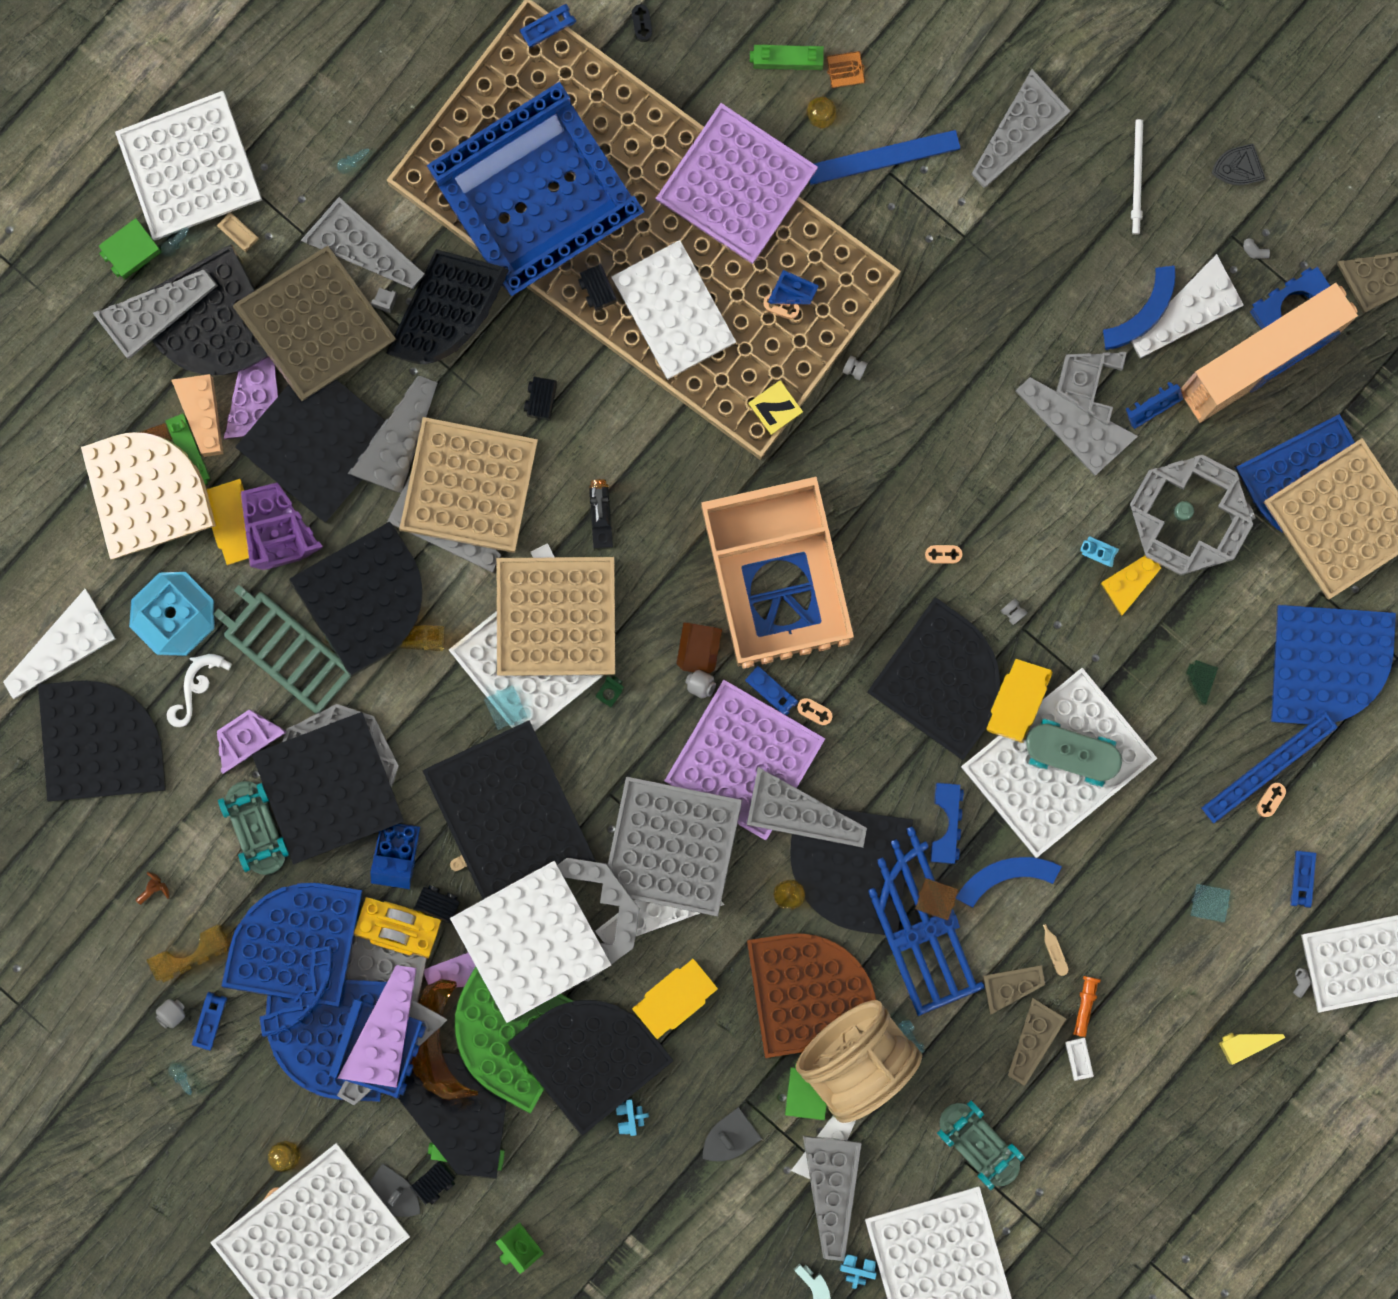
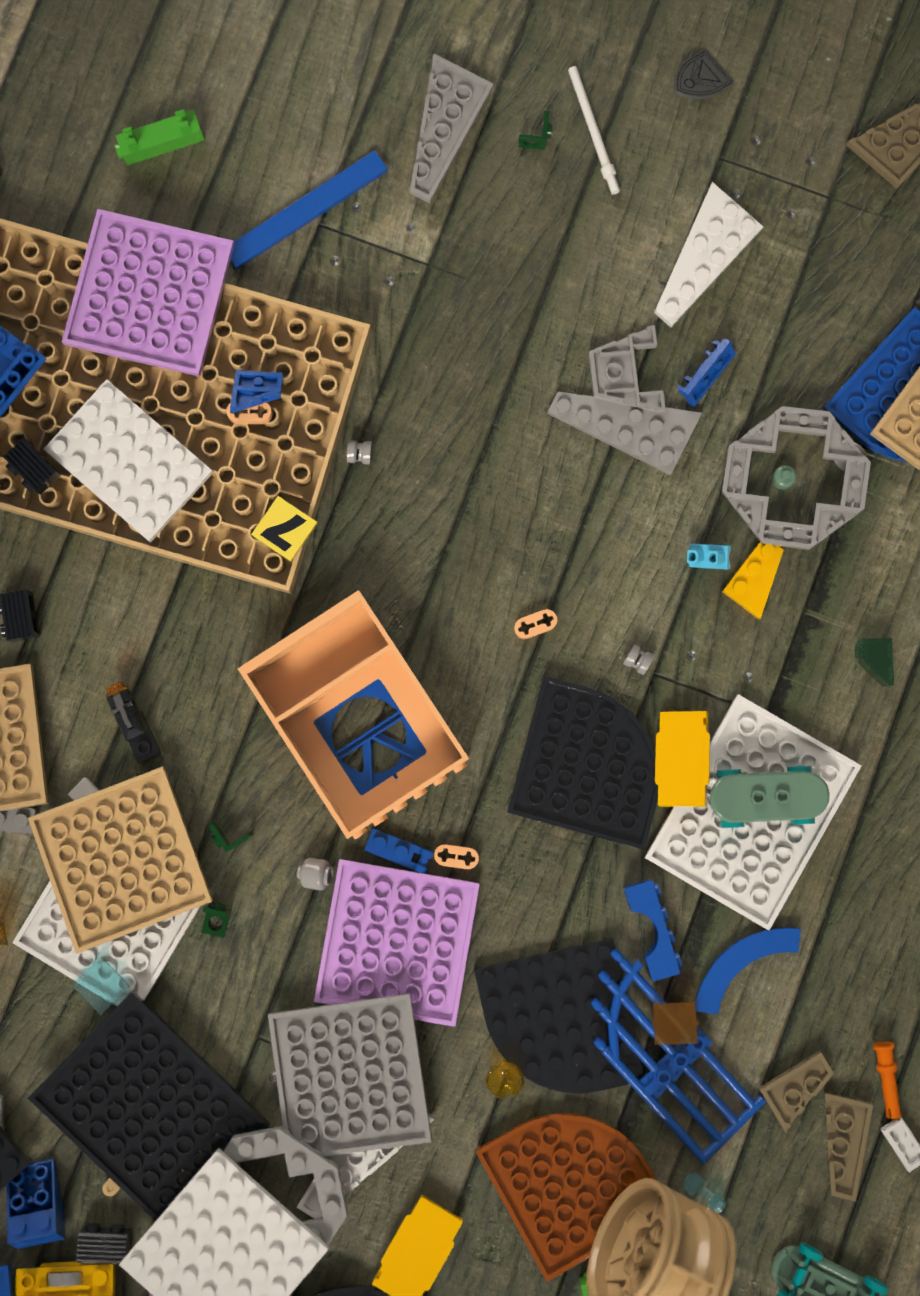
camera: 20 degrees left, 0 degrees up
(636, 632) = (221, 840): none -> dark green bracket
(698, 648) = (298, 833): reddish brown slope -> none
(791, 811) = (471, 983): light grey wing -> none
(821, 112) = (219, 185): clear yellow hair -> none
(845, 69) = (229, 129): clear orange piece -> none
(1055, 952) = (830, 1030): tan piece -> none
(1088, 171) = (540, 141): none -> dark green bracket
(1148, 316) = (663, 276): blue tile -> none
(1253, 251) = (752, 164): light grey arm -> none
(1269, 352) = (822, 256): light nougat panel -> none
(1308, 285) = (826, 180): blue arch -> none

